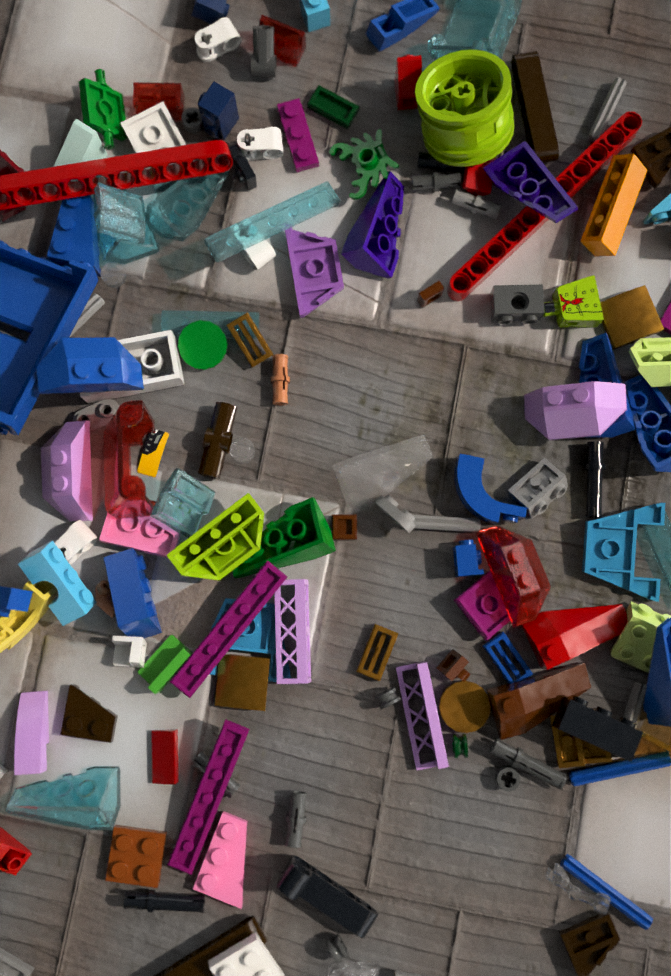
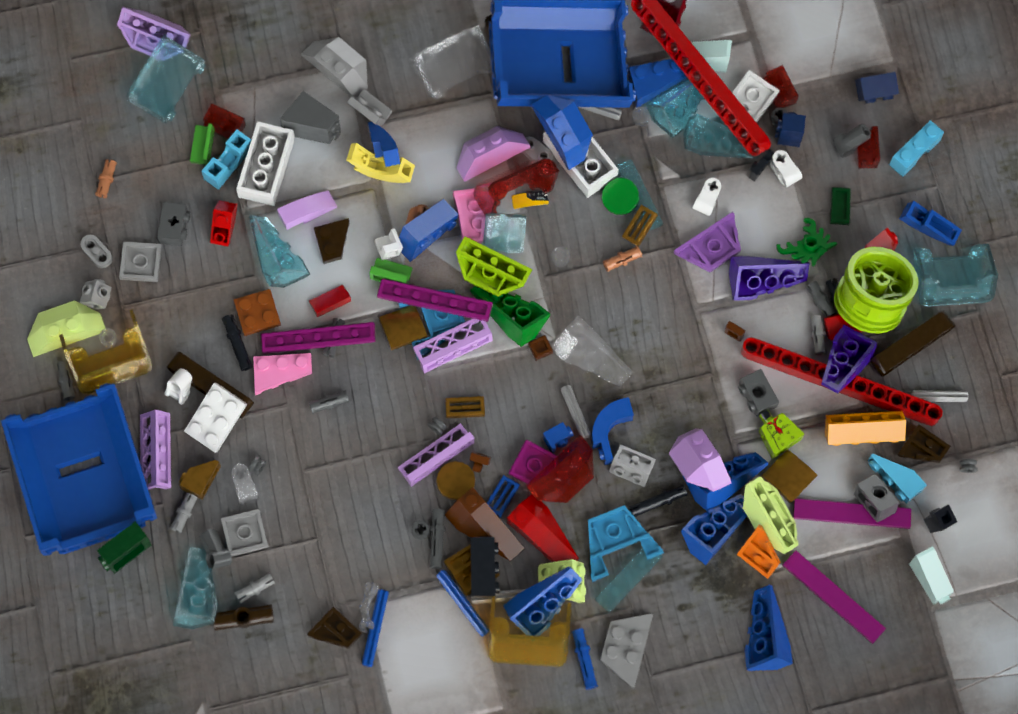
camera: 60 degrees right, 10 degrees down
(50, 565) = (422, 167): medium azure arch -> none
(76, 541) = (445, 177): white piece -> none
(102, 108) = (752, 54): green plate -> none
(120, 214) = (681, 99): clear light blue slope -> none
(217, 440) = (559, 236): dark brown piece -> none
(218, 37) = (848, 105): white piece -> none
(271, 221) = (730, 201): clear light blue tile -> none
(298, 135) = (806, 191): magenta plate -> none
(326, 895) = (289, 440): black beam -> none
(403, 519) = (568, 369): light grey plate -> none
(460, 746) = (427, 487): dark green bush -> none

